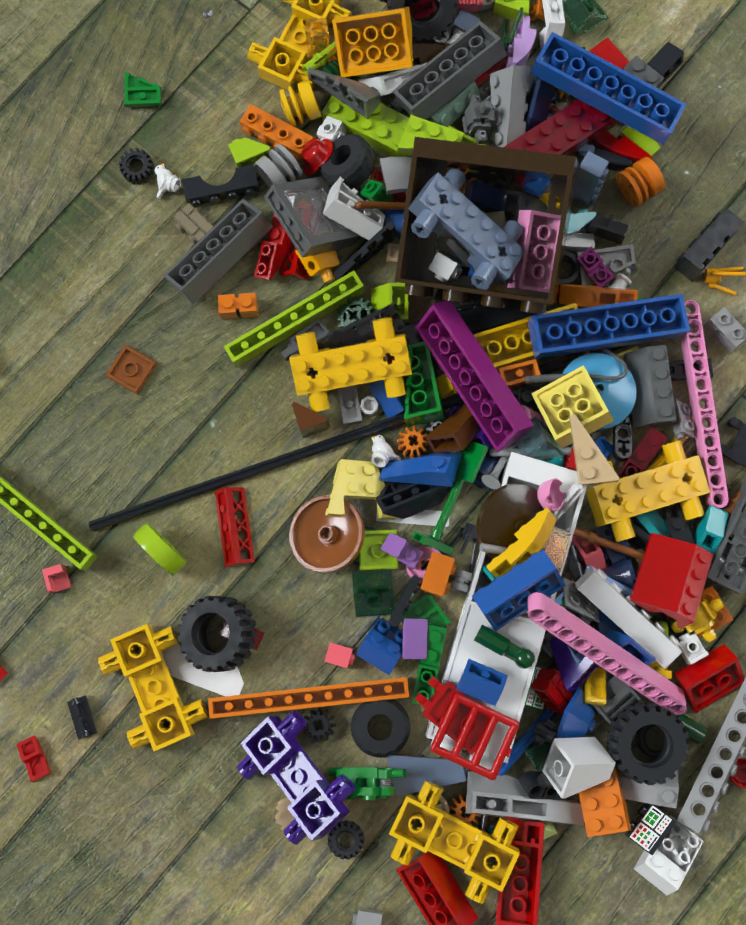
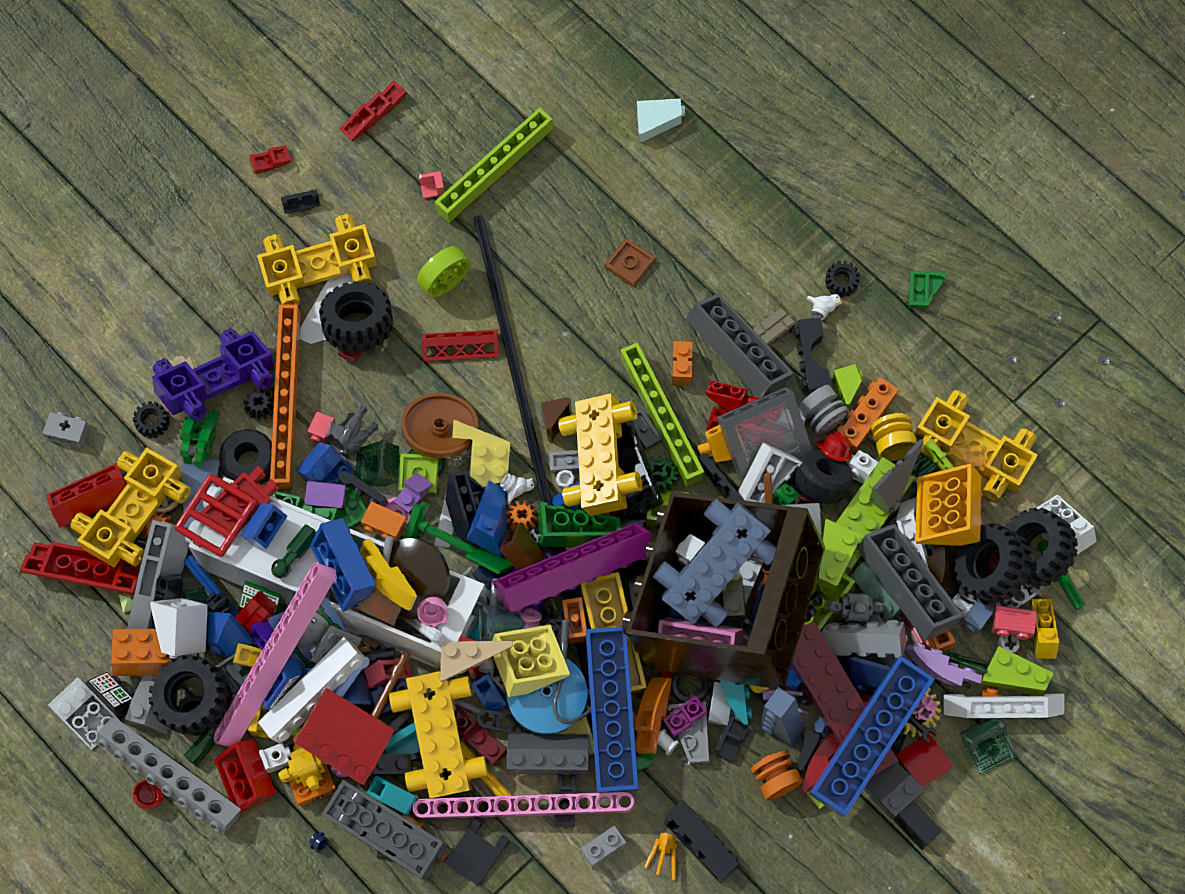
camera: 90 degrees right, 10 degrees down
(349, 618) = (347, 437): none -> dark grey piece
(685, 426) = (510, 785): light grey hinge -> none

